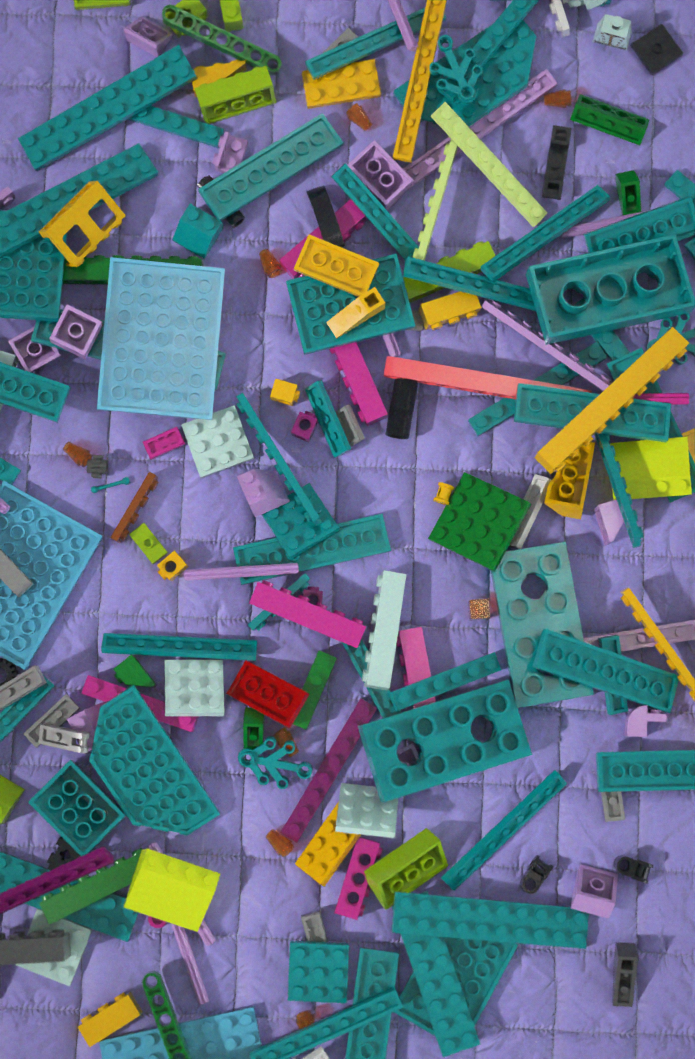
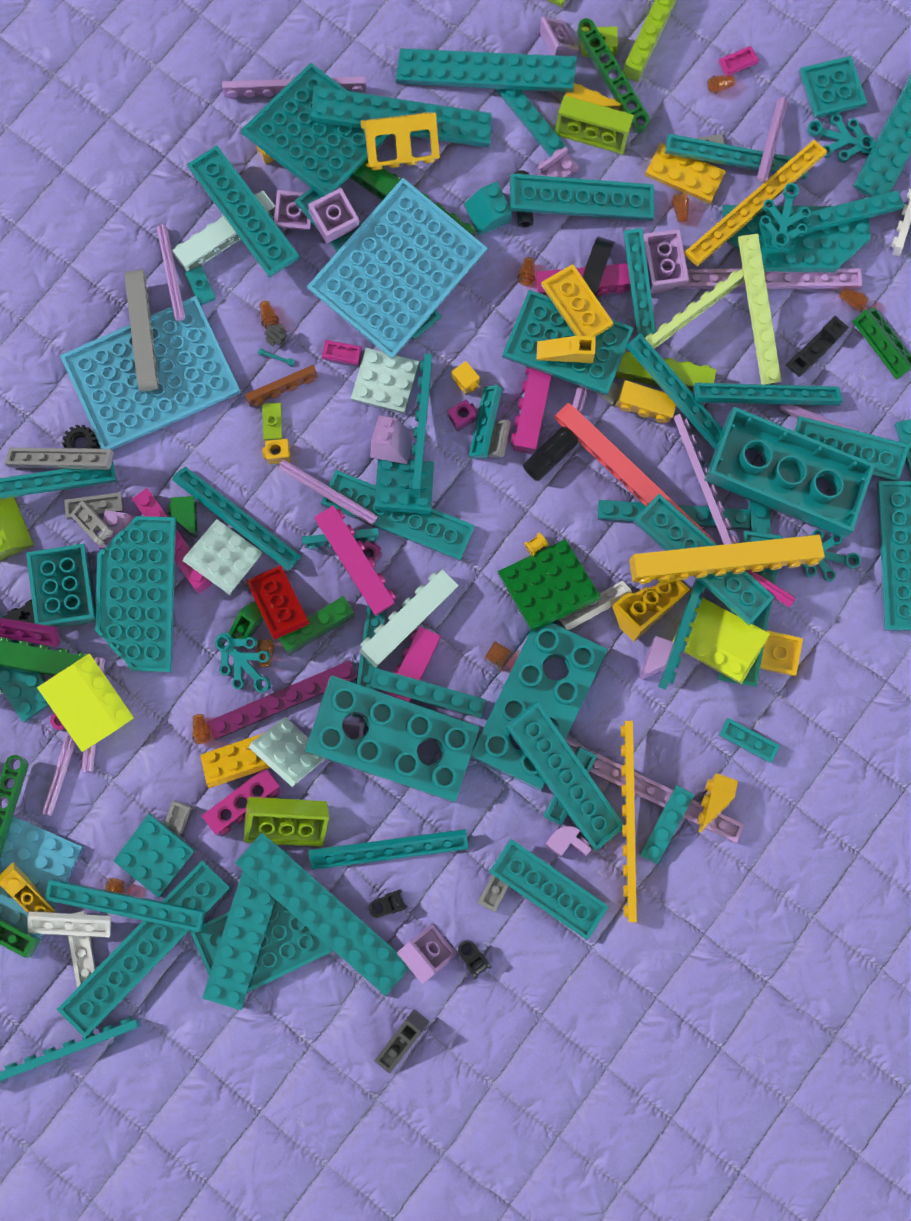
camera: 30 degrees right, 5 degrees down
(628, 192) = (860, 409): green slope -> none

